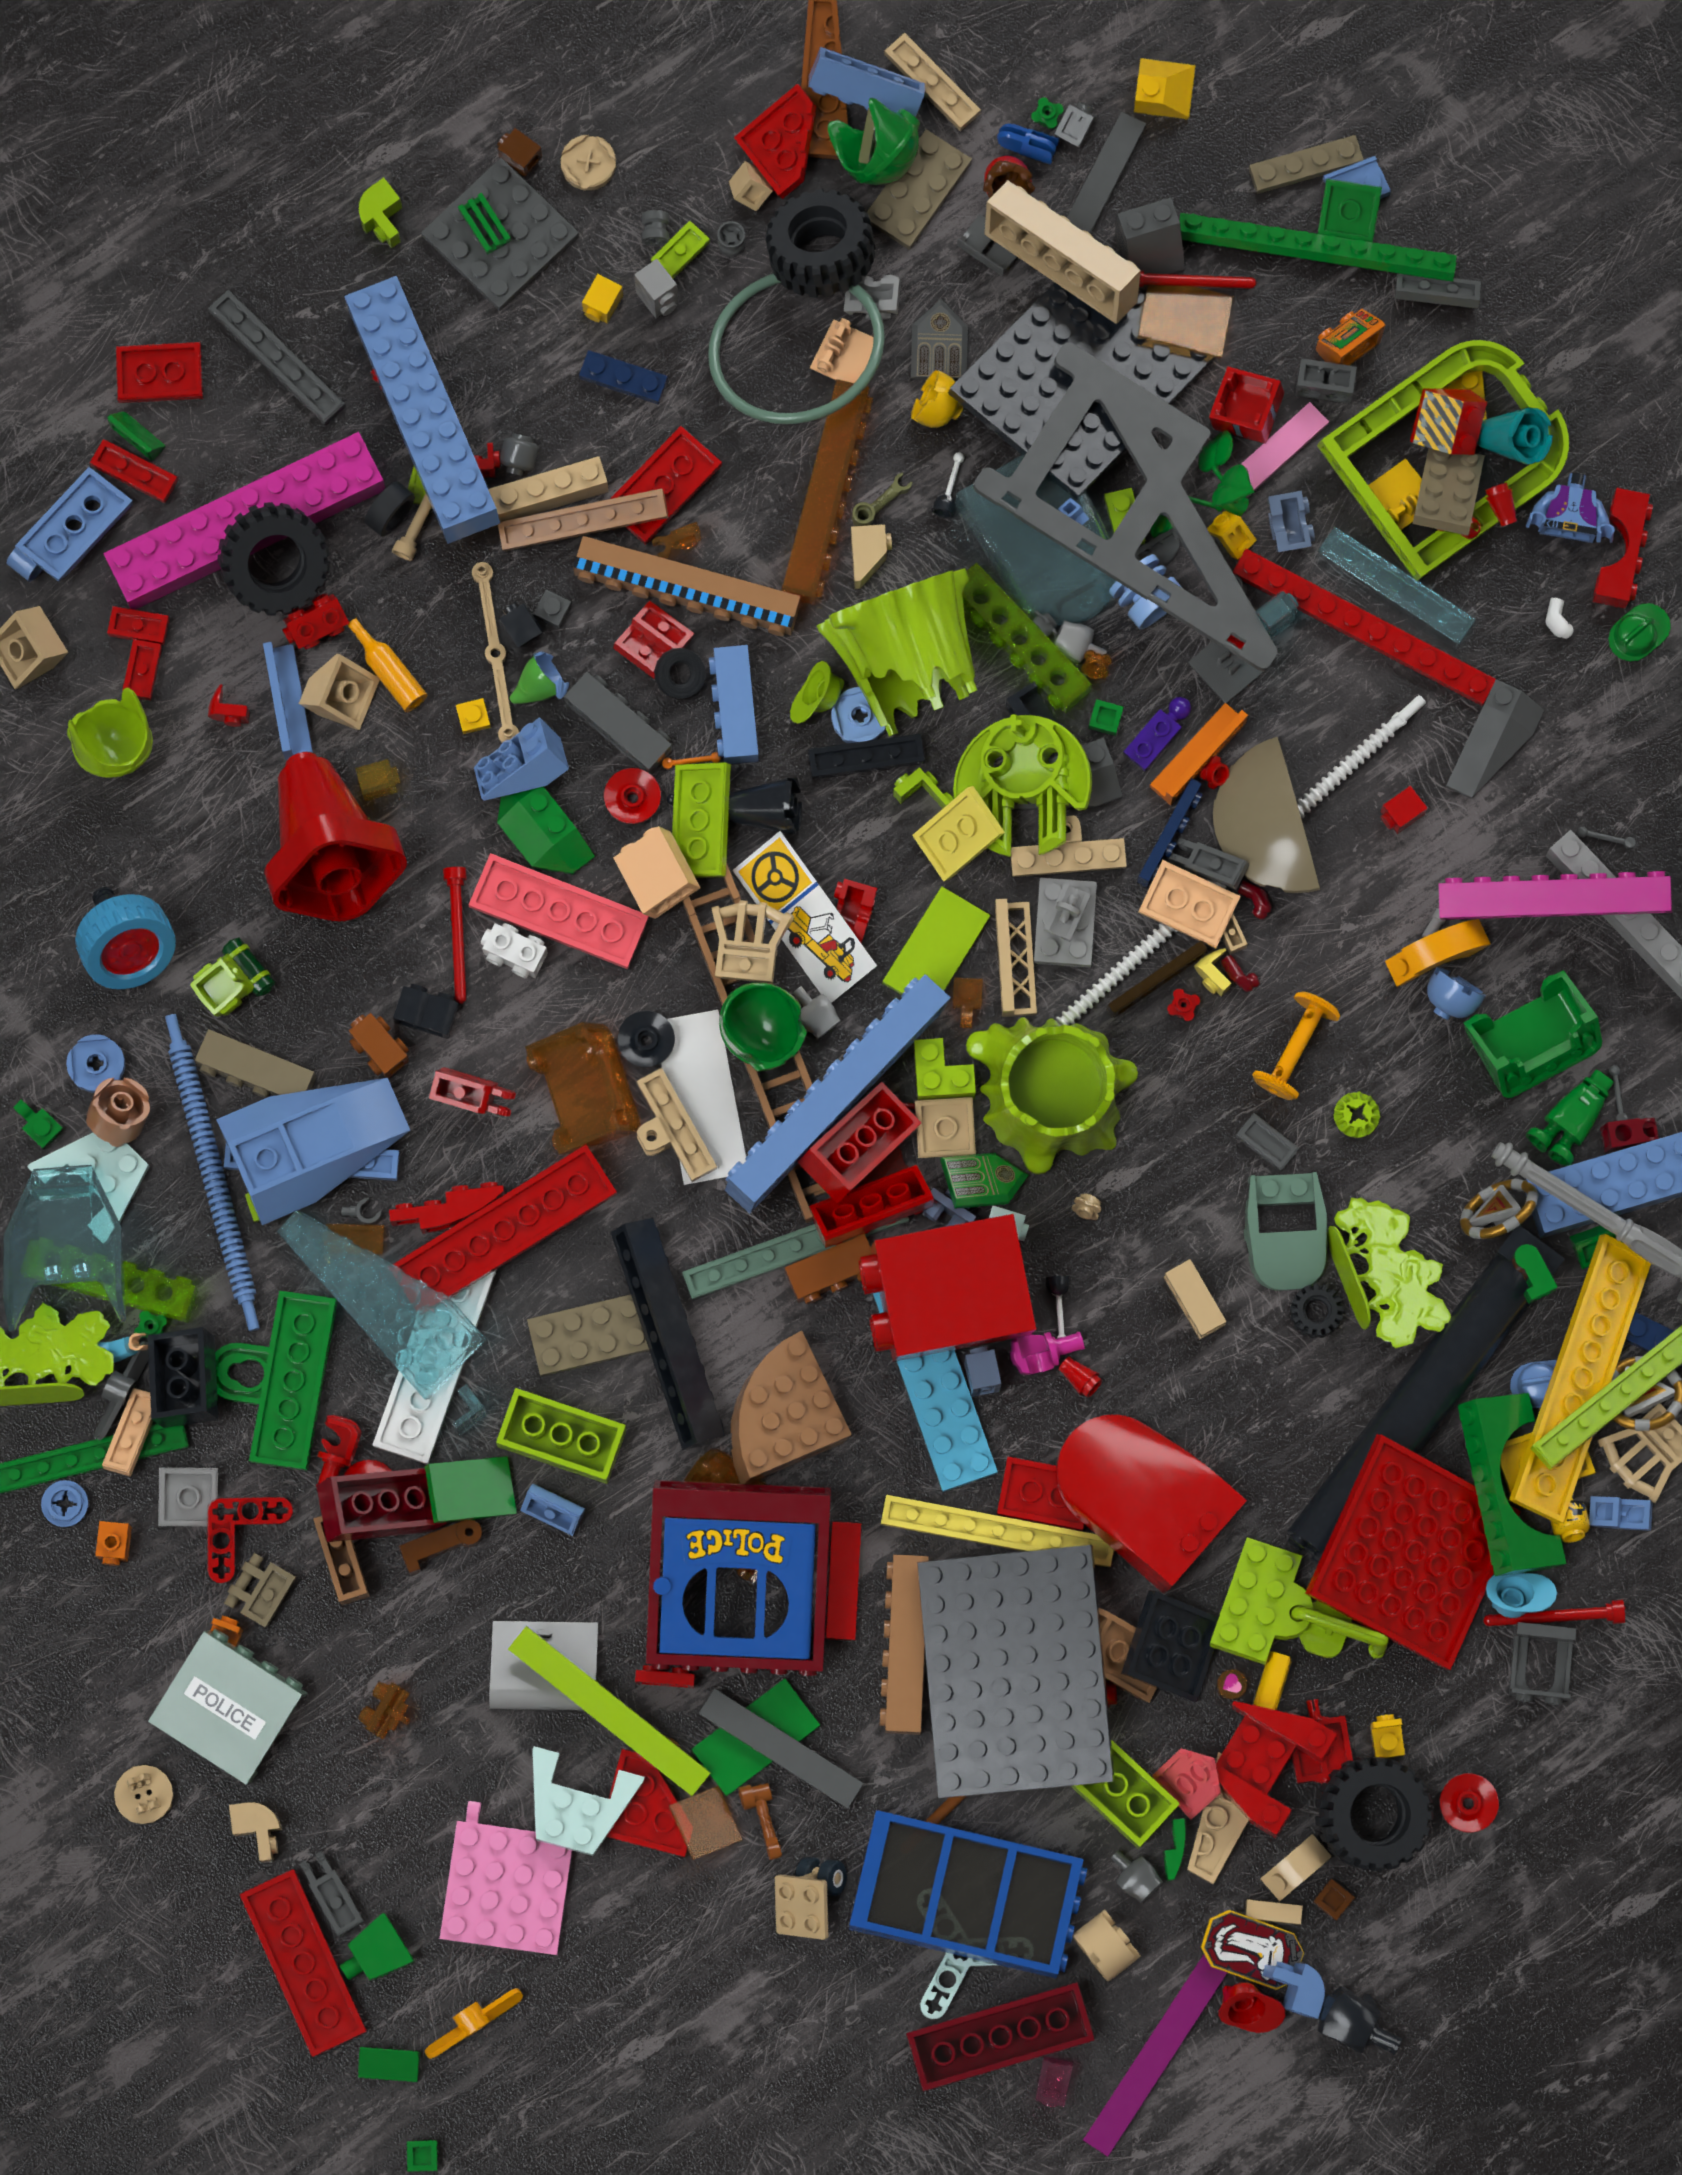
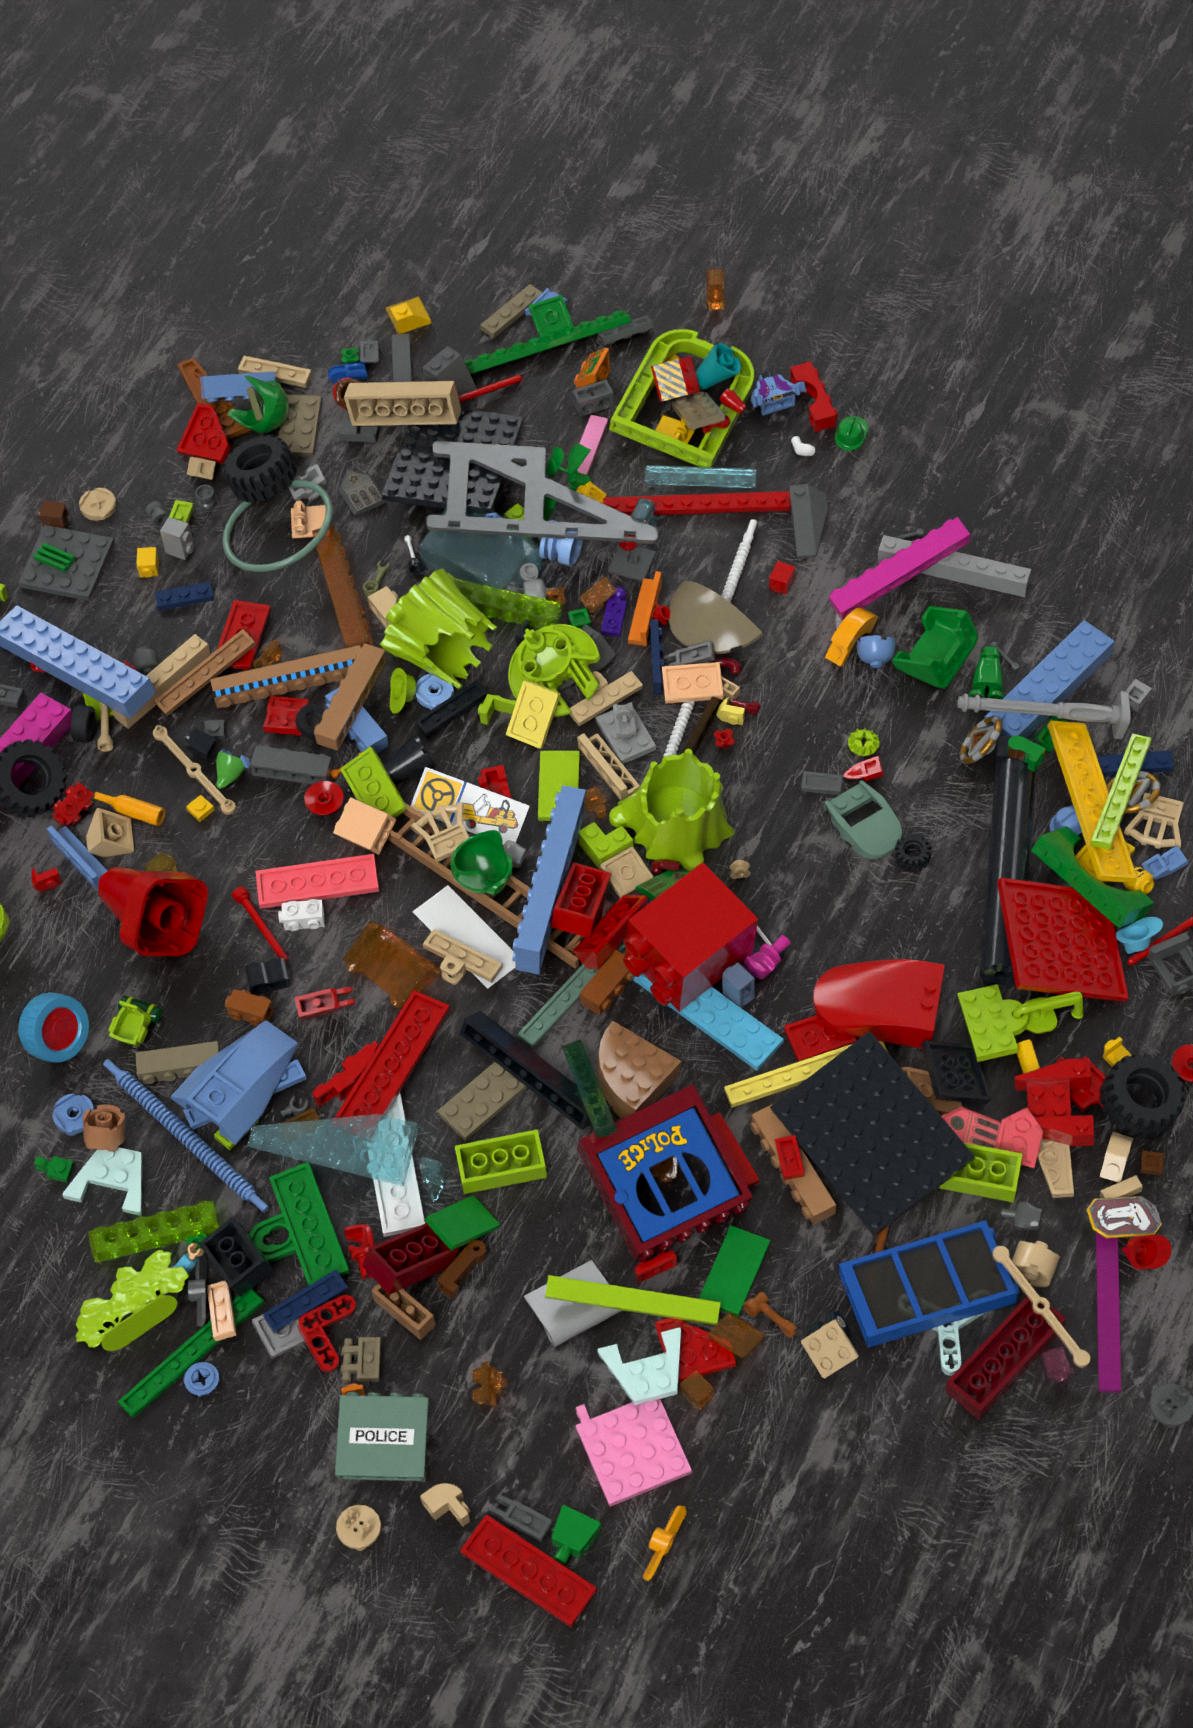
camera: 25 degrees left, 20 degrees down
(60, 1236) = (113, 1209): clear light blue windscreen -> none
(113, 1542) = (247, 1382): orange brick -> none
(231, 1482) = (304, 1301): none -> dark blue plate
(388, 2064) = (624, 1601): green slope -> none
(422, 2156) = (682, 1646): green plate -> none
(522, 763) = (248, 807): medium blue slope -> none
(543, 832) = (279, 841): green wedge -> none
(552, 1509) = (521, 1208): medium blue brick -> none
(620, 1862) = (696, 1390): none -> clear orange panel
(646, 1025) = (411, 913): black dish -> none
(711, 1415) = (589, 1089): none -> clear green plate
(742, 673) = (350, 696): none -> medium nougat brick
(781, 1748) = (755, 1265): dark grey tile -> none
(900, 1641) = (789, 1157): none -> red plate
(936, 405) = (378, 513): yellow cylinder -> none
(991, 1142) = (658, 865): none -> dark red arm
(1079, 2098) = (1080, 1357): none -> tan piece
(1080, 610) = (529, 572): none -> light grey plate
(1081, 1377) = (799, 961): red cone -> none
(1144, 1729) = (973, 1127): none -> tile
(1148, 697) = (598, 594): none -> clear orange hips
(1173, 1857) = (1038, 1191): green slope -> none
(1186, 318) = (493, 408): clear orange piece -> none
(1194, 1299) = (837, 883): tan piece -> none
(1231, 1684) = (1005, 1079): clear orange tile -> none
(1246, 404) = (556, 429): red container -> none
(1289, 521) = (617, 473): sand blue cylinder -> none
(1304, 1990) = (1170, 1220): medium blue brick -> none
(1315, 1009) = (806, 745): light orange hose -> none
(1332, 1158) = (867, 769): none -> plate
(1395, 1275) = (946, 806): lime plant -> none
(1595, 300) = (715, 289): none -> clear orange brick
(1628, 1133) = (1022, 668): dark red leg -> none

